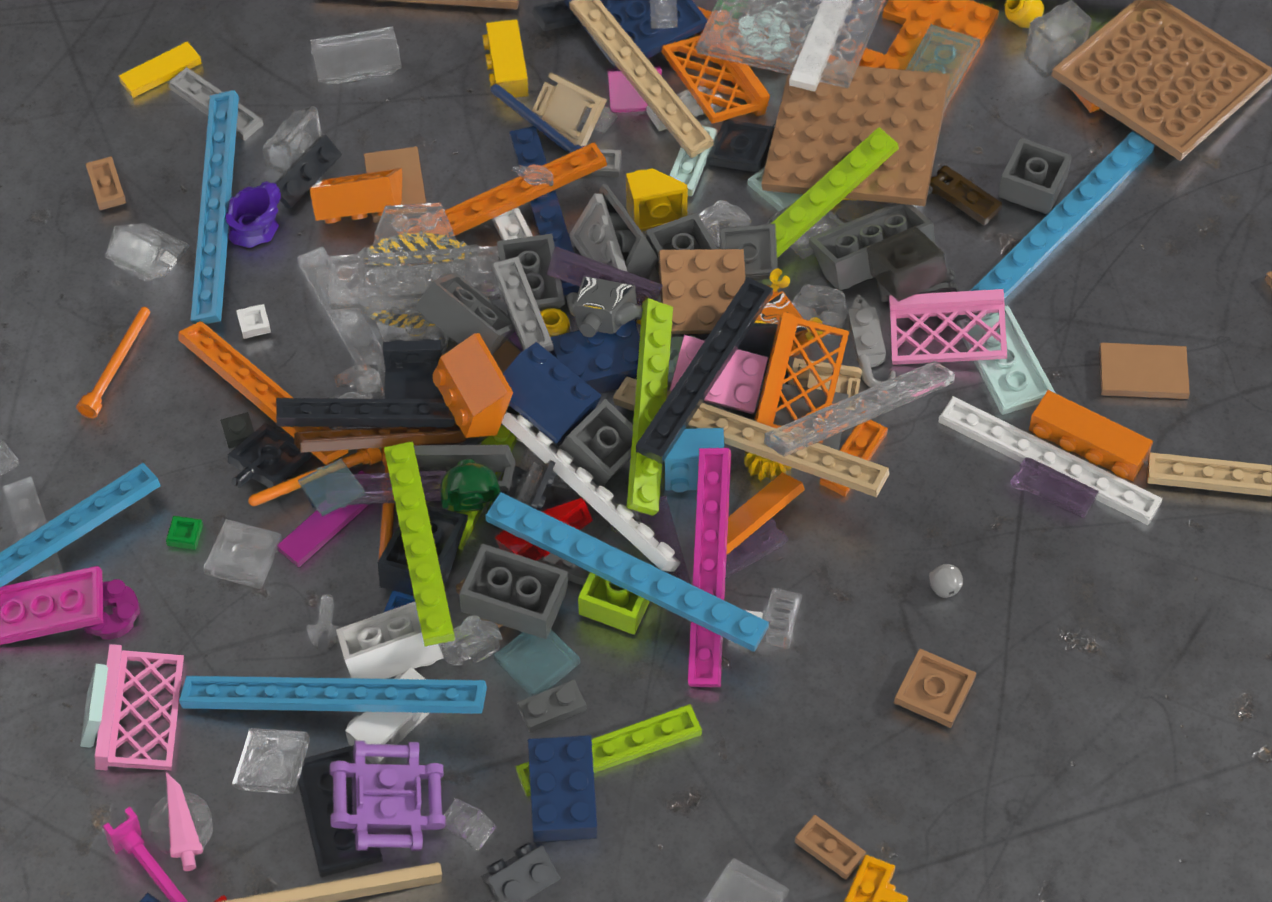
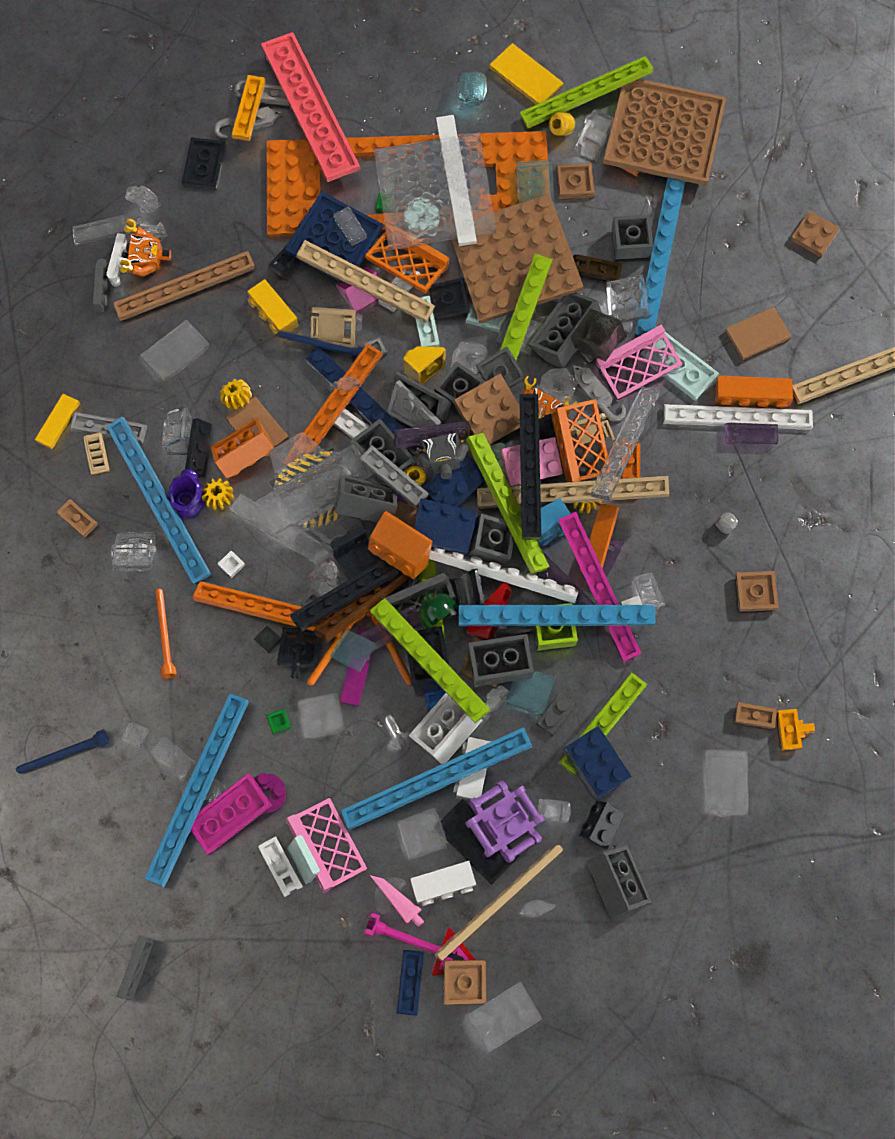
camera: 30 degrees left, 15 degrees up
(63, 703) = (279, 865): none -> white plate
(185, 108) = (92, 442): none -> tan slope
(255, 835) = (443, 883): none -> white brick
(292, 233) = (221, 498): none -> yellow gear
(392, 131) = (235, 394): none -> yellow gear
(980, 244) = (628, 299): none -> clear brick
(1002, 84) = (575, 181): none -> medium nougat tile

